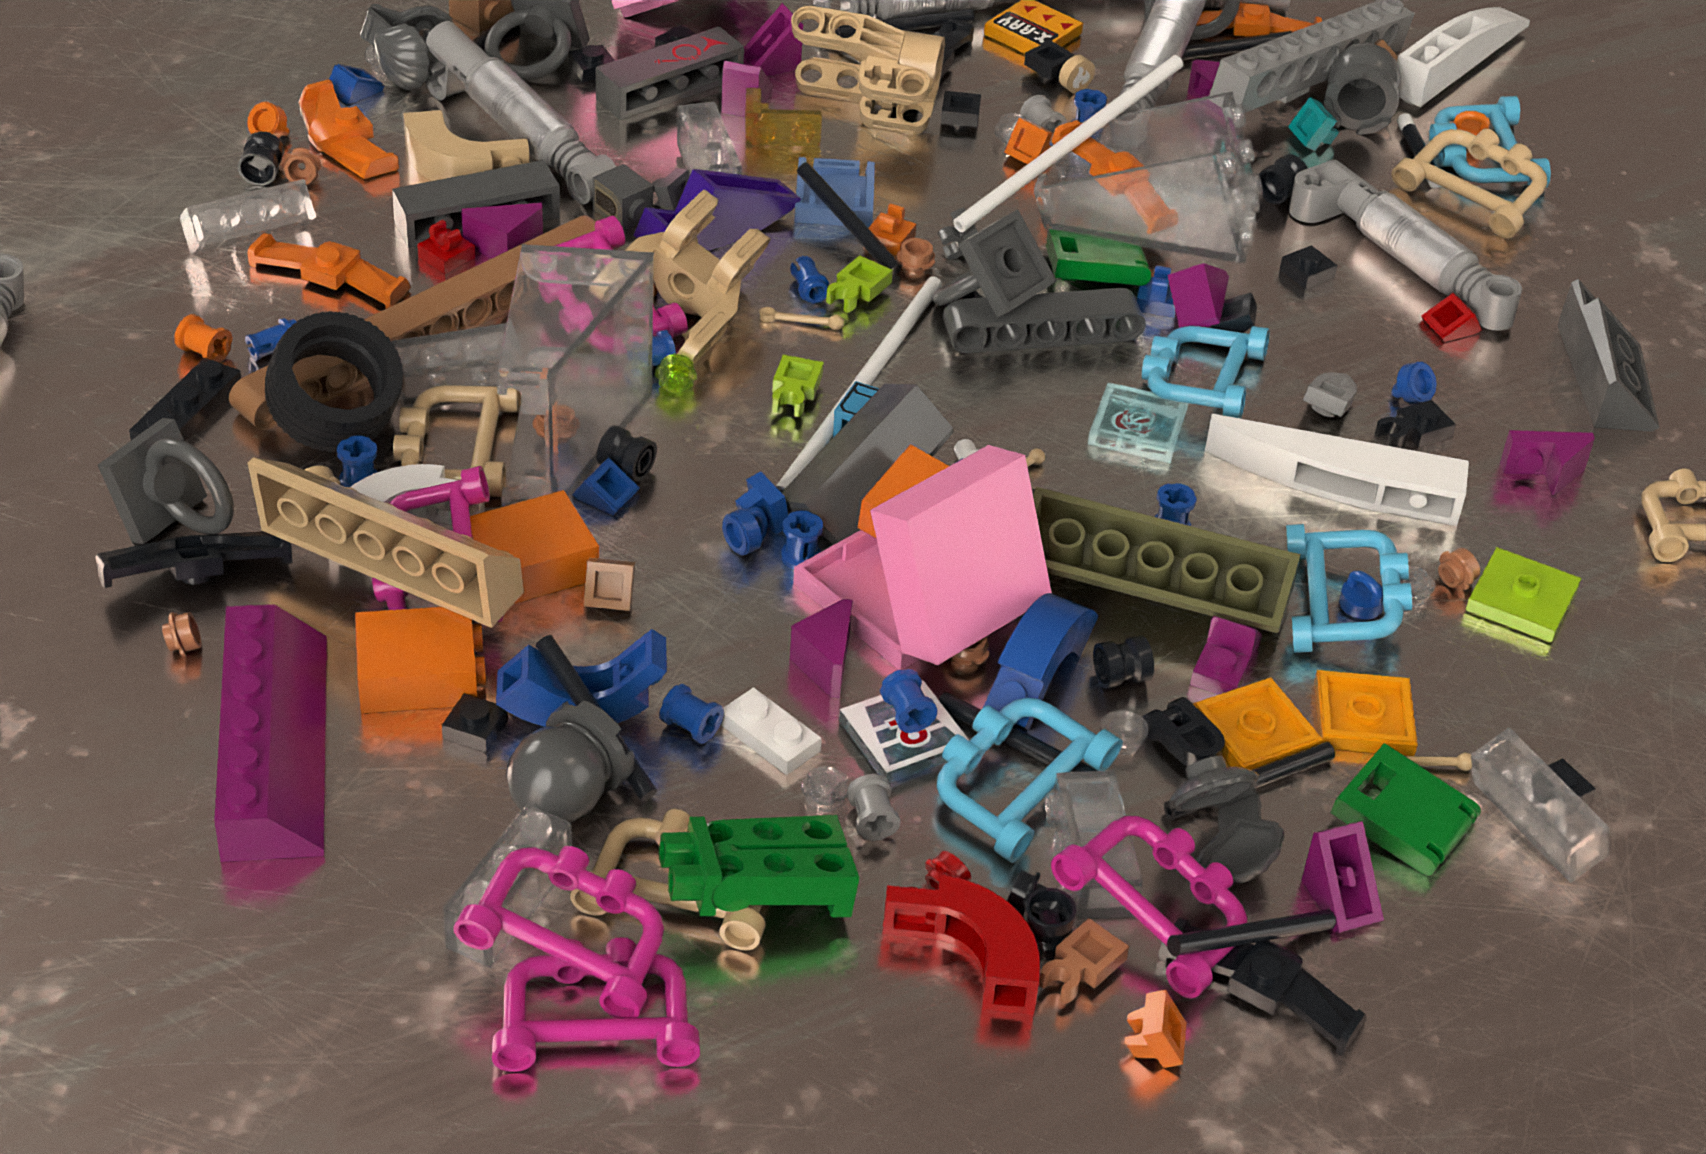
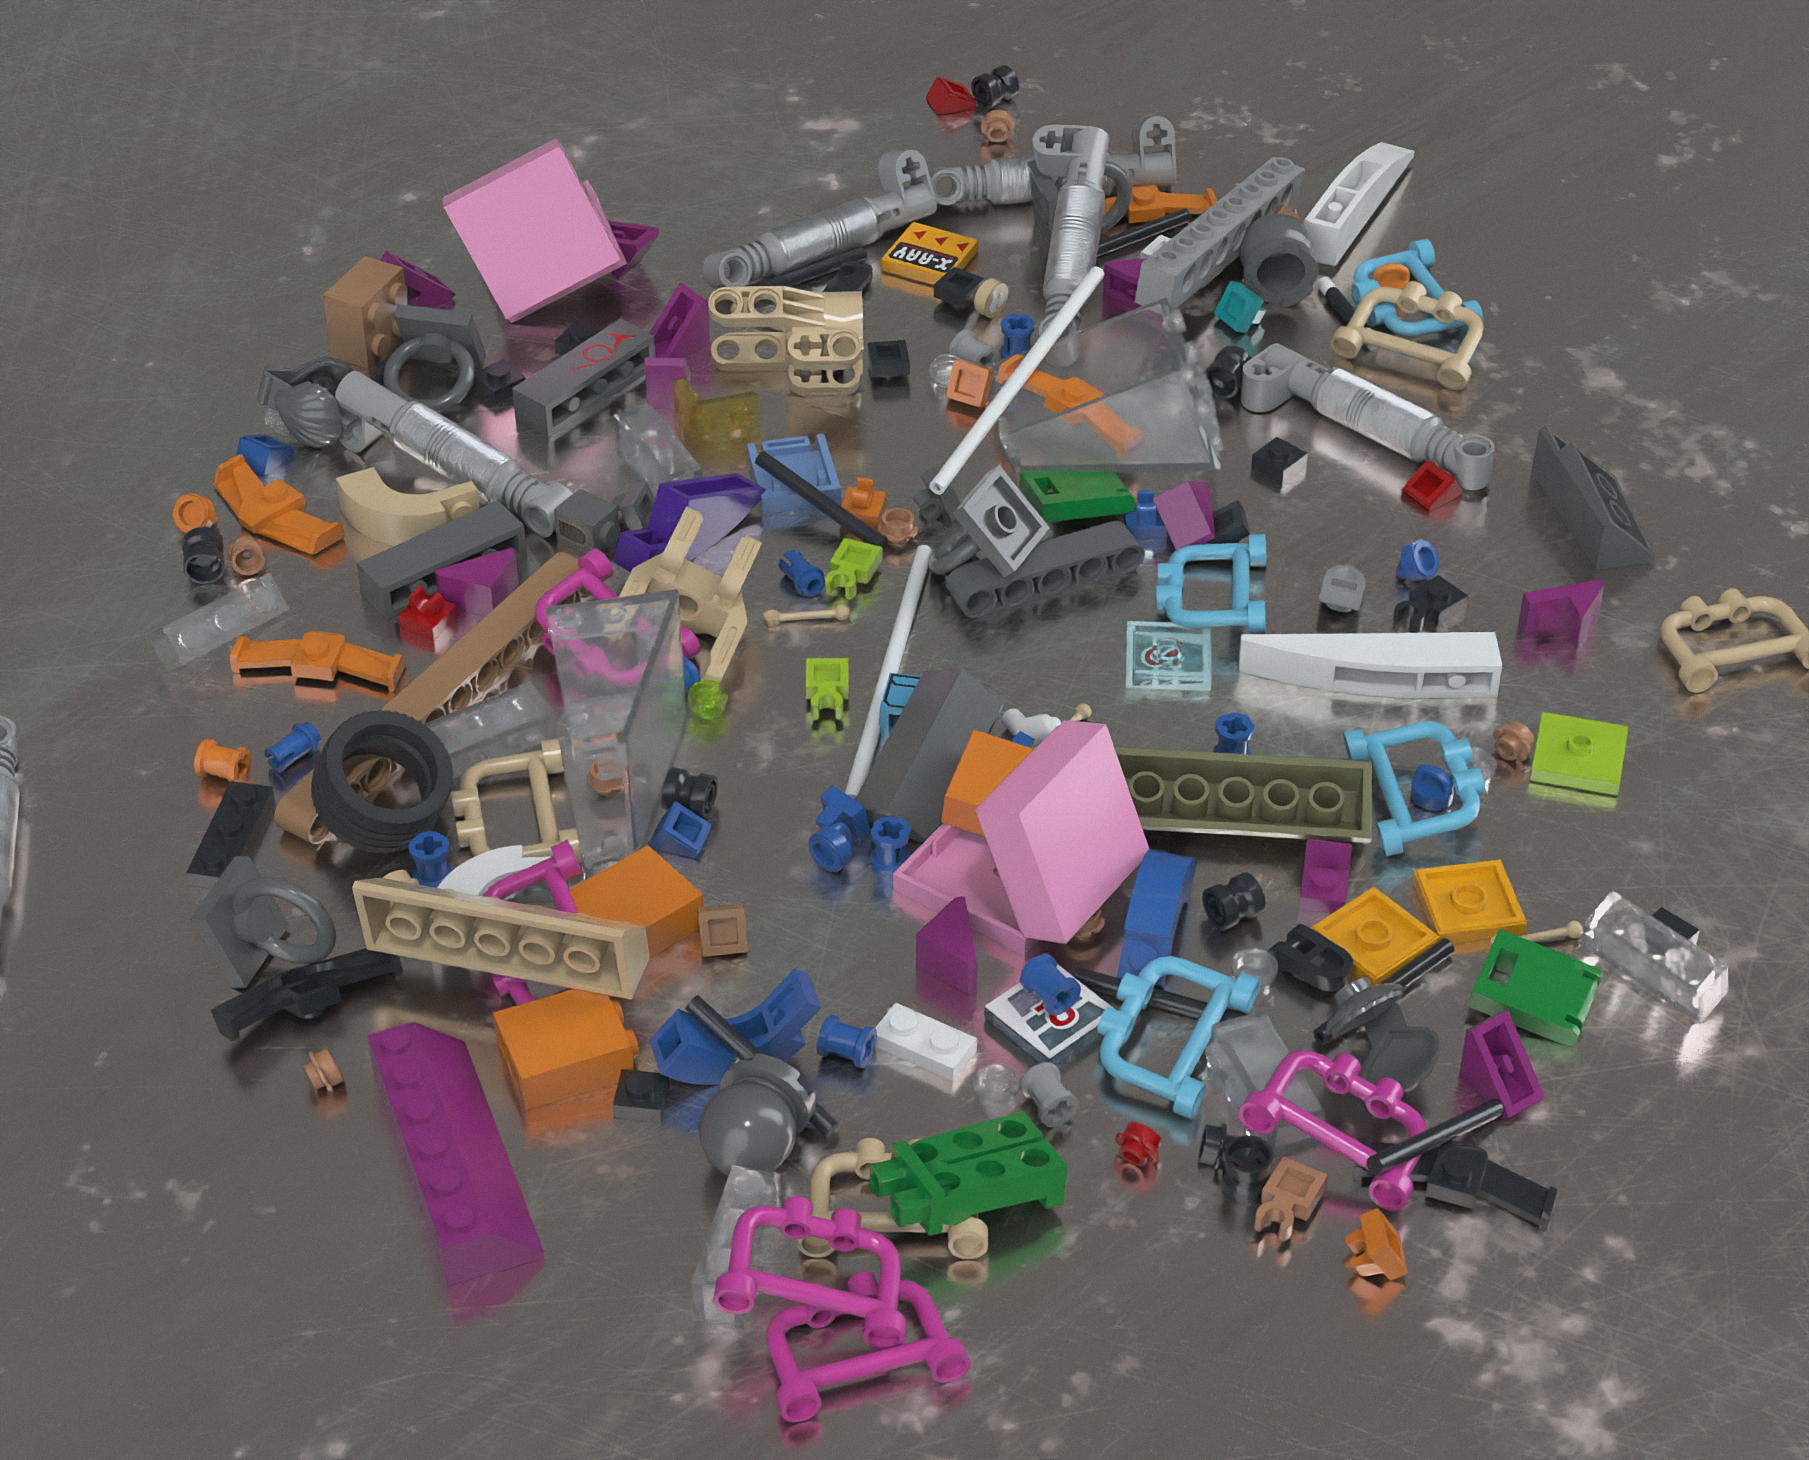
camera: 10 degrees left, 0 degrees up
(979, 925) = (1187, 1186): red arch -> none

